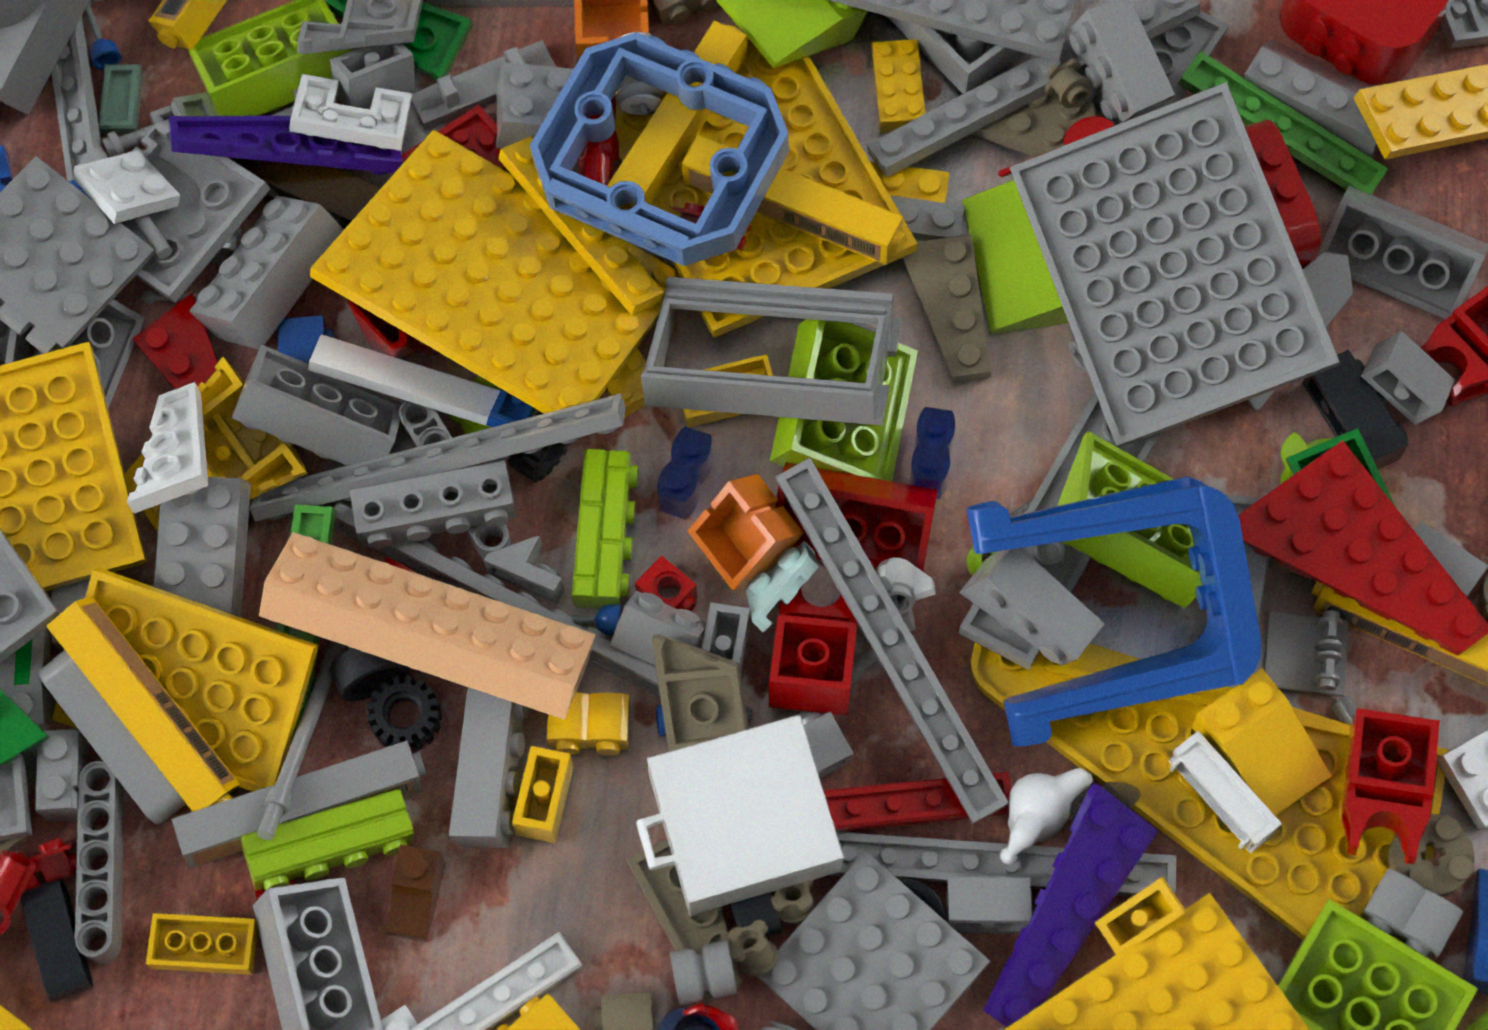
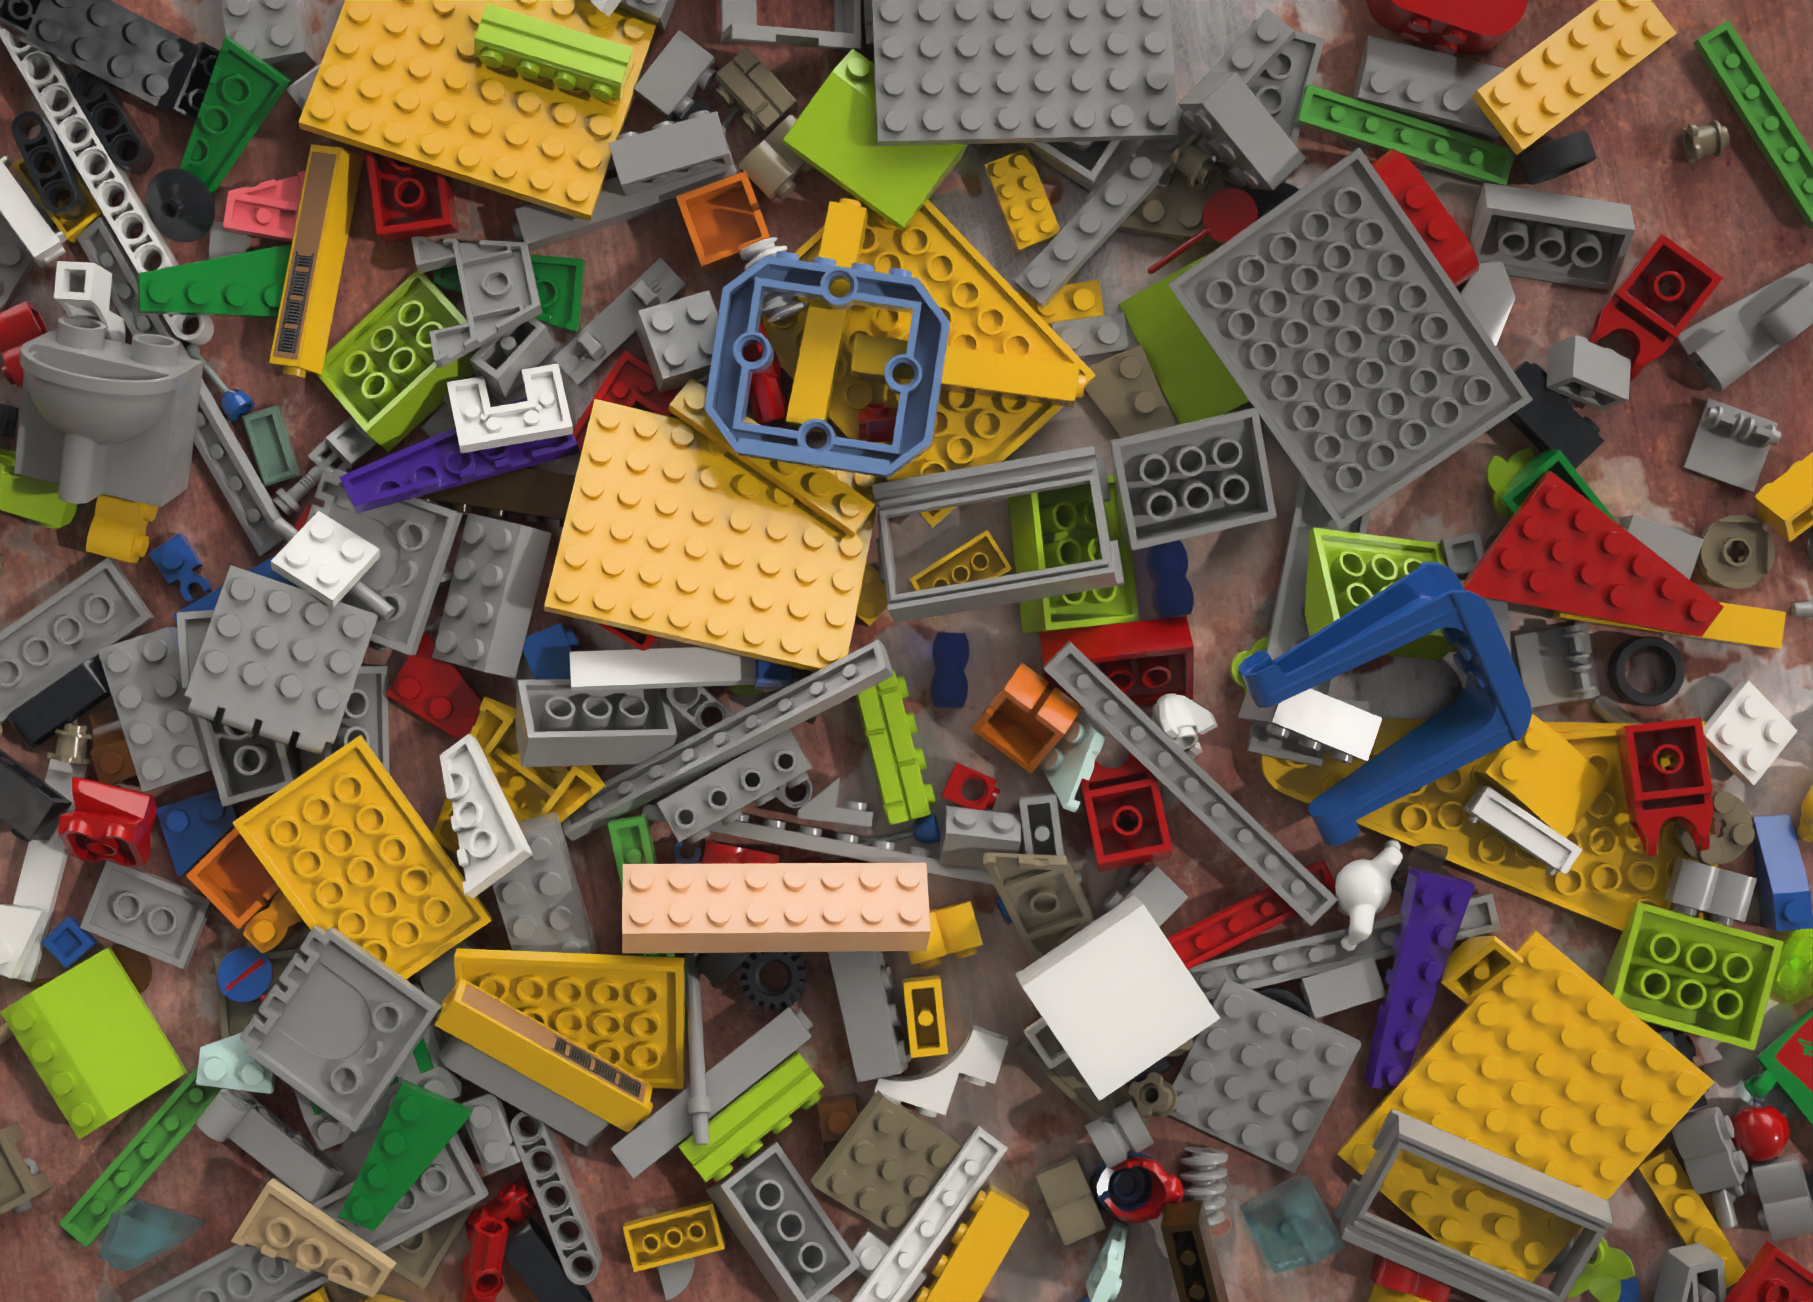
camera: 25 degrees left, 20 degrees up
(189, 988) = (676, 1276): none -> light grey tile
(448, 930) = (886, 1163): none -> dark tan plate
(524, 877) = (932, 1090): none -> white arch
(981, 355) = (1191, 479): none -> light grey slope
(1410, 657) = (1673, 662): none -> black tyre
(1426, 181) = (1557, 157): none -> black tyre

